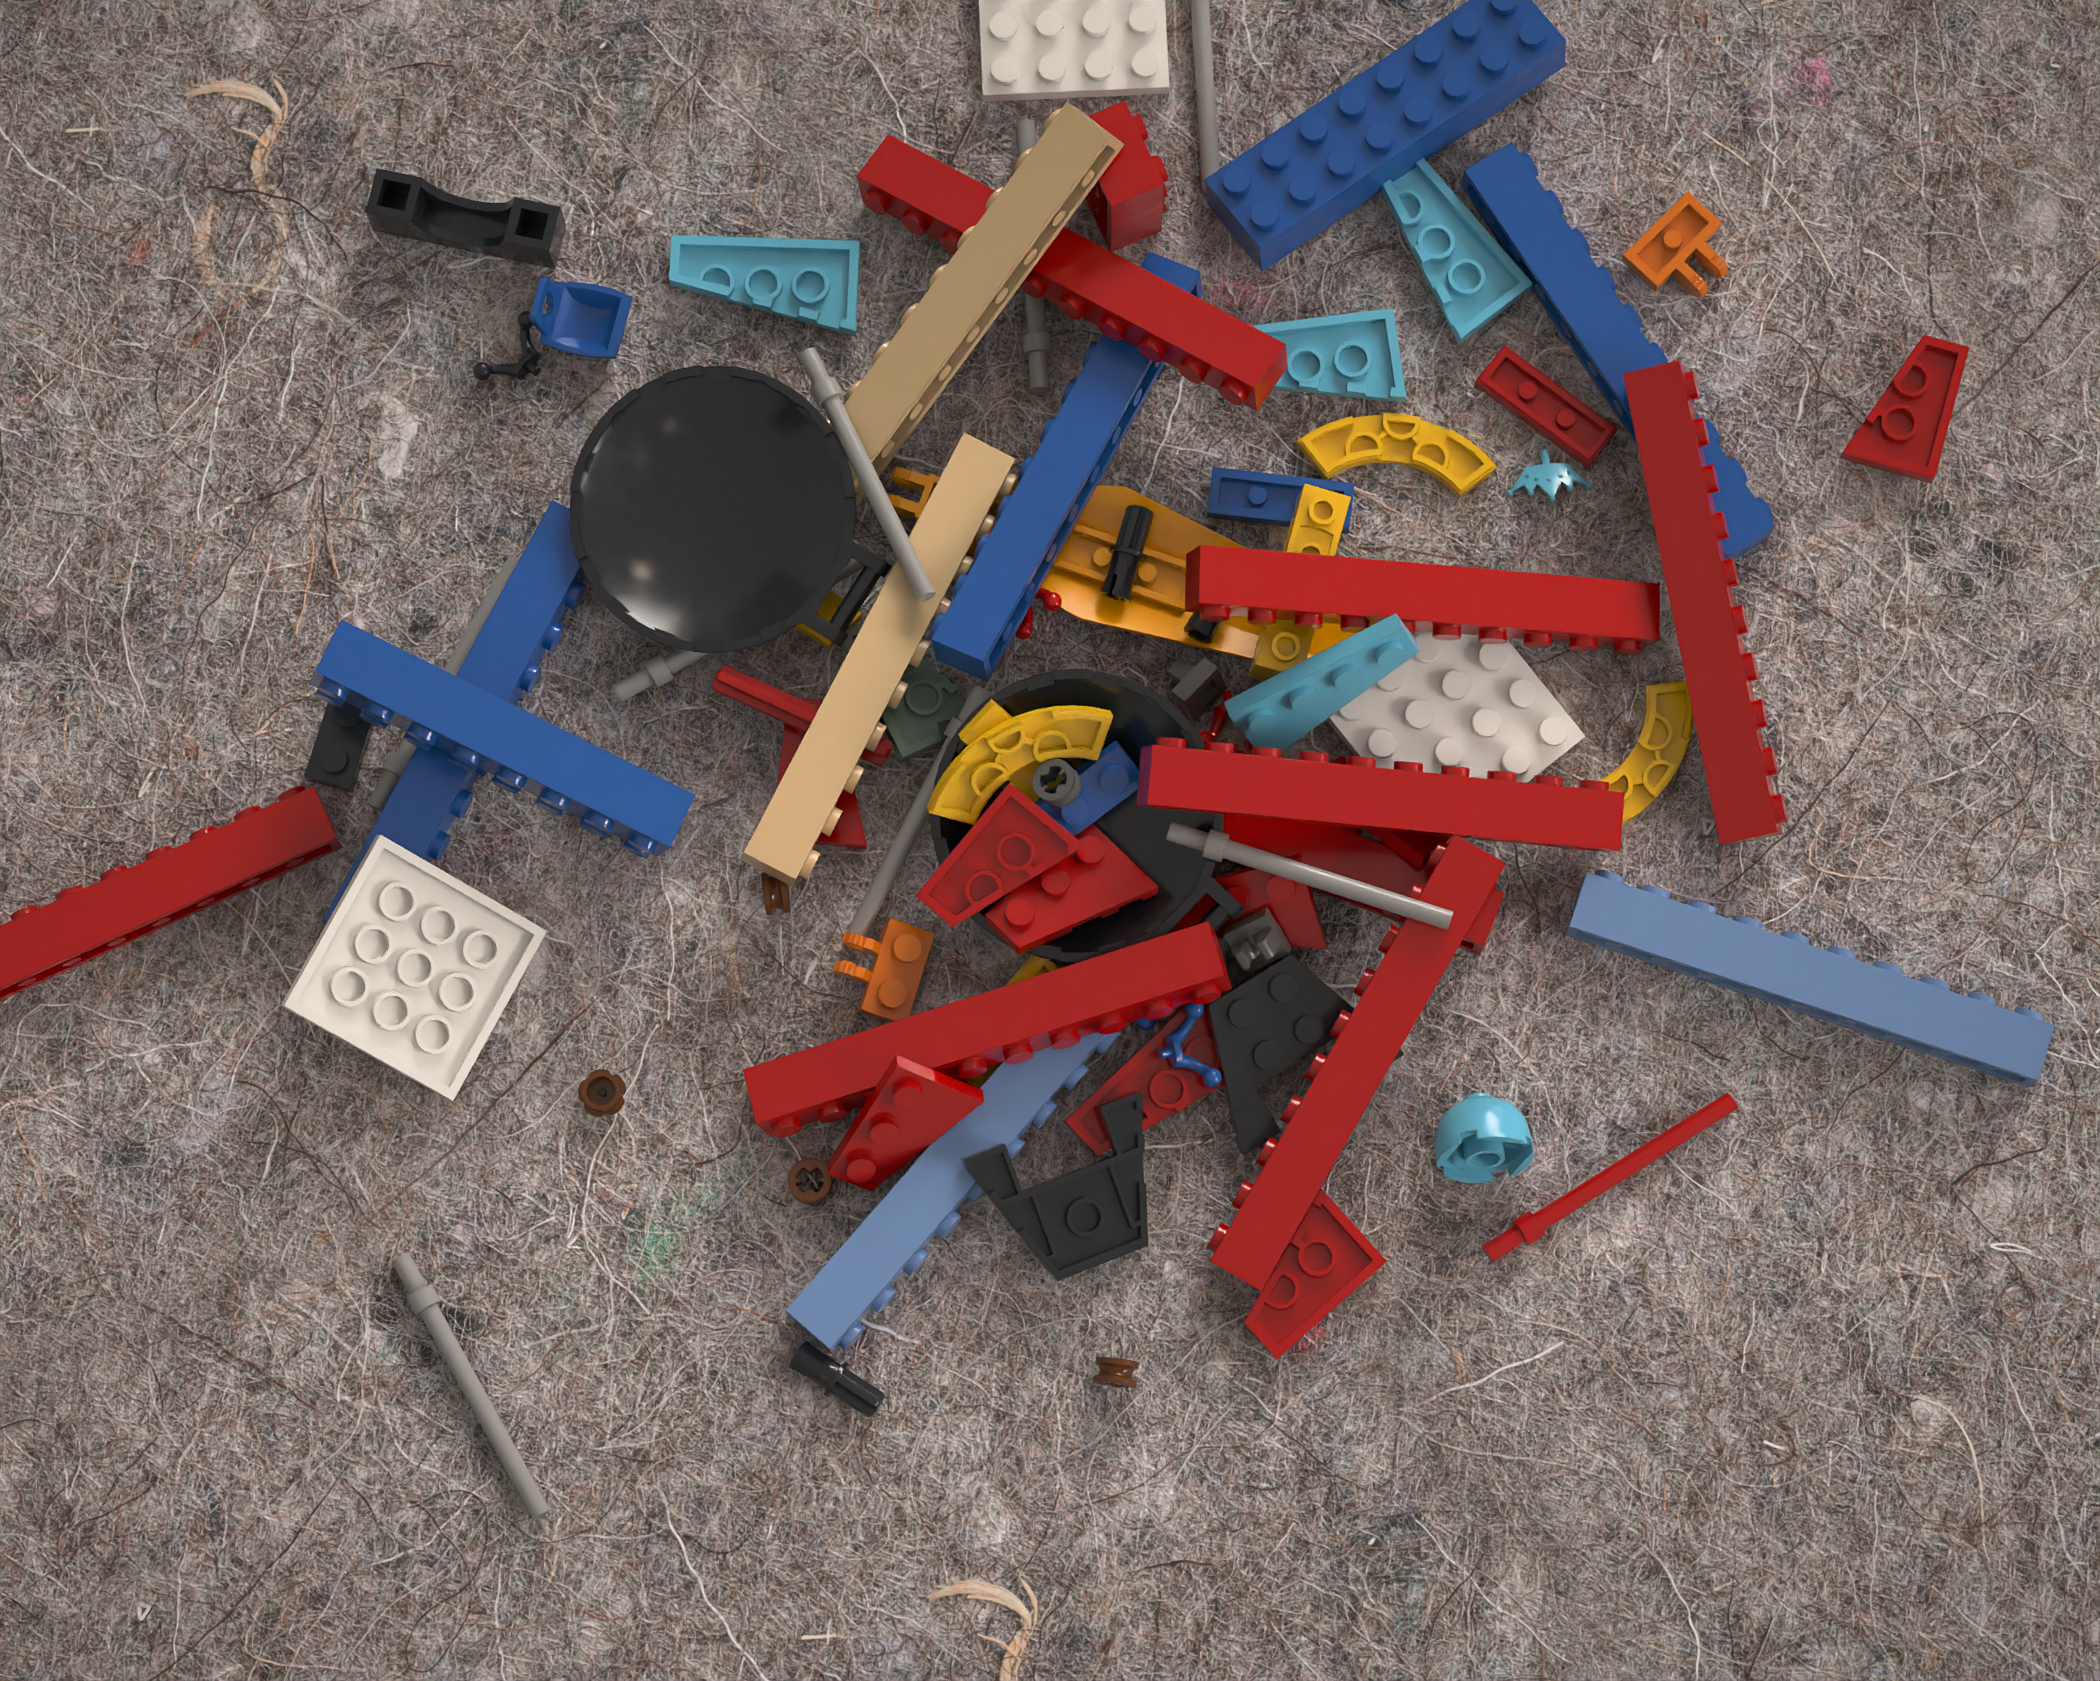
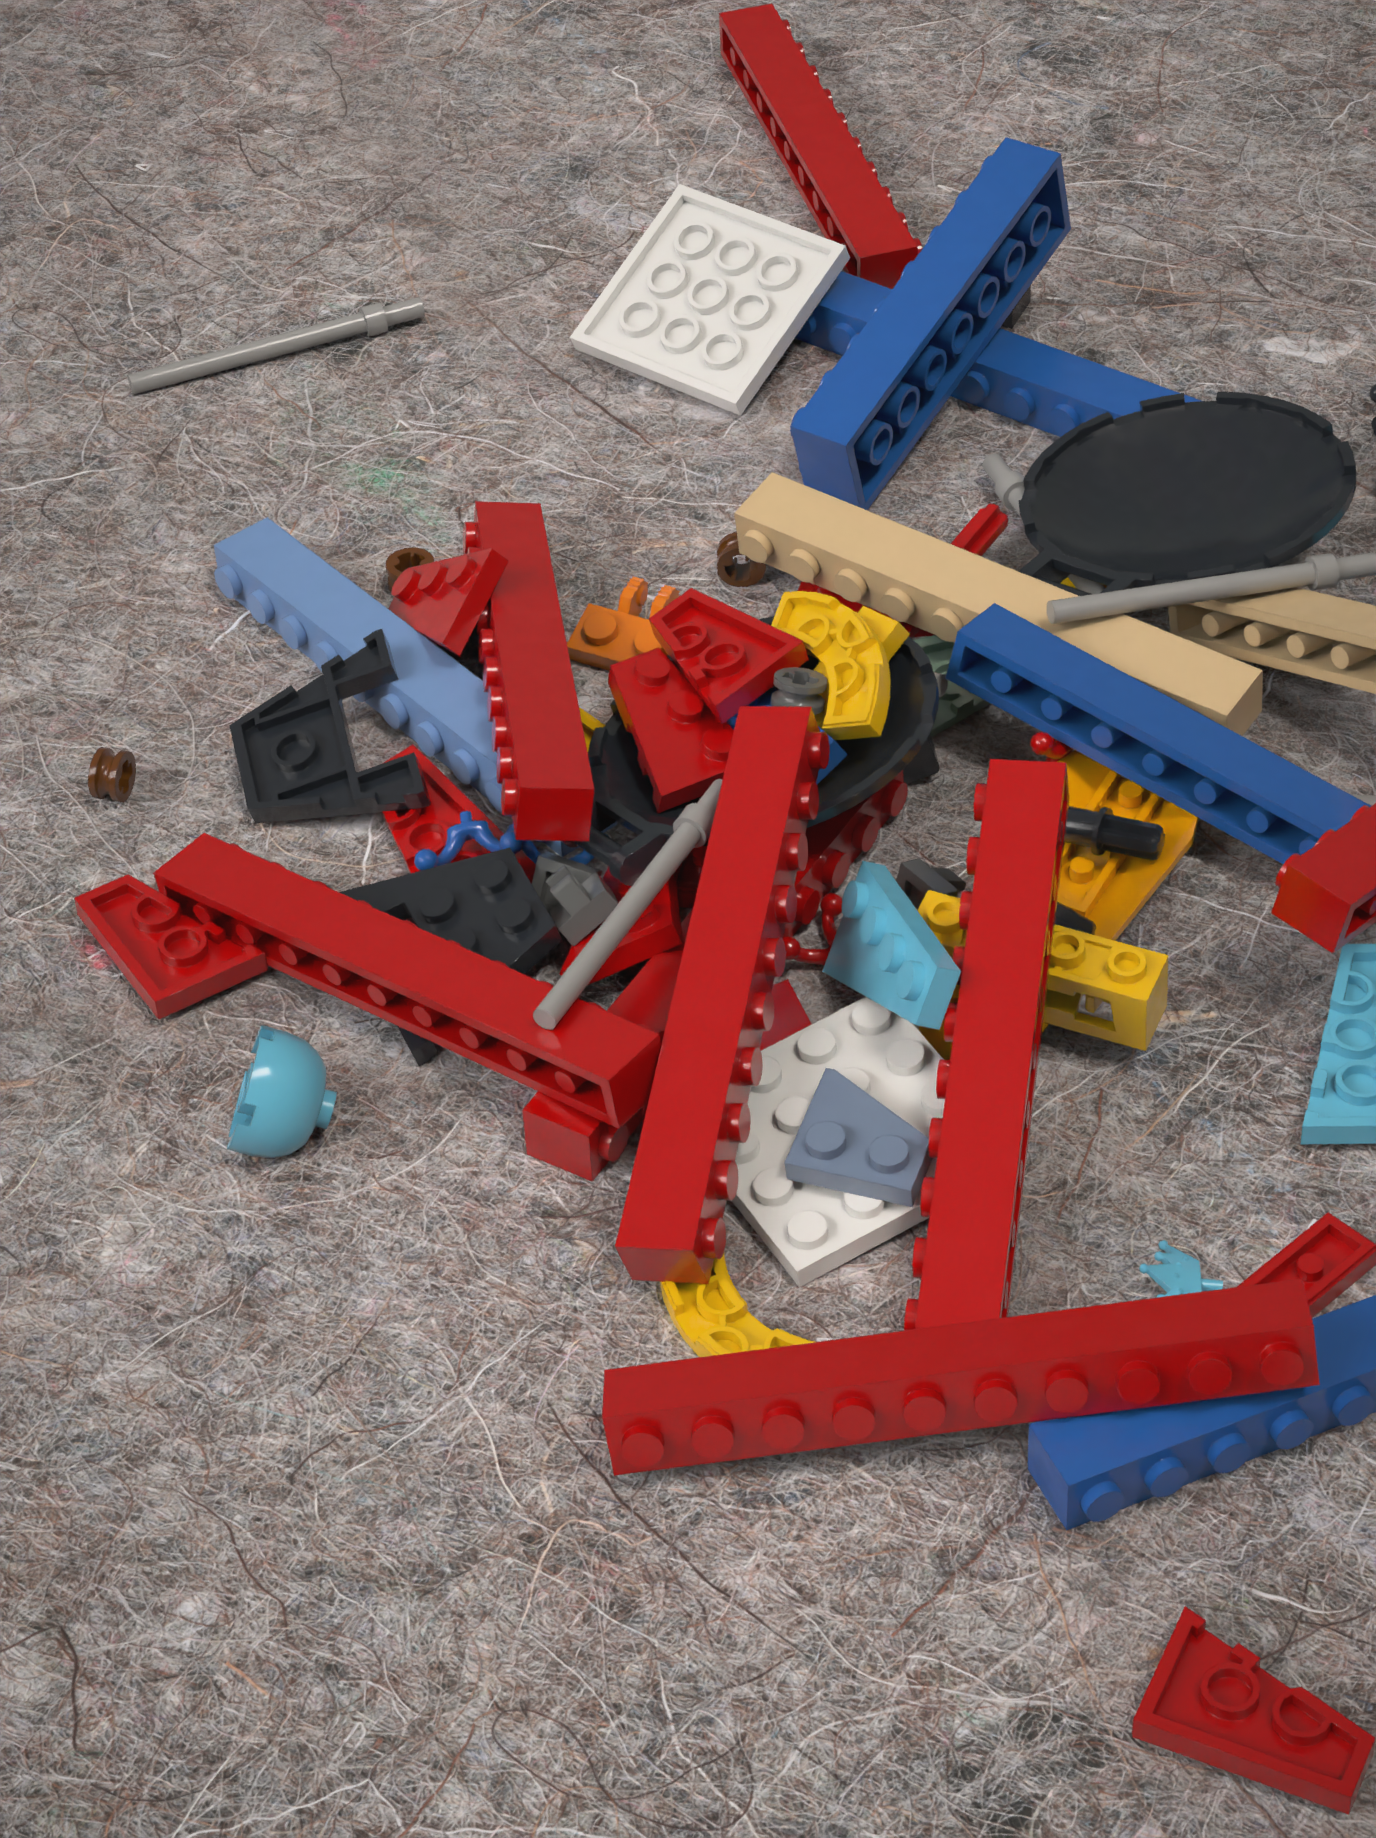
camera: 100 degrees right, 35 degrees down
(593, 1084) = (551, 436): reddish brown plate -> none
(837, 1379) = (184, 577): black axle -> none
(1264, 496) = (1189, 971): blue plate -> none
(1400, 441) = (1247, 1138): yellow tile -> none
(1487, 699) = (857, 1145): none -> sand blue wing
(1531, 1226) = (156, 1157): red bar -> none
(1810, 979) = (381, 1488): medium blue brick -> none

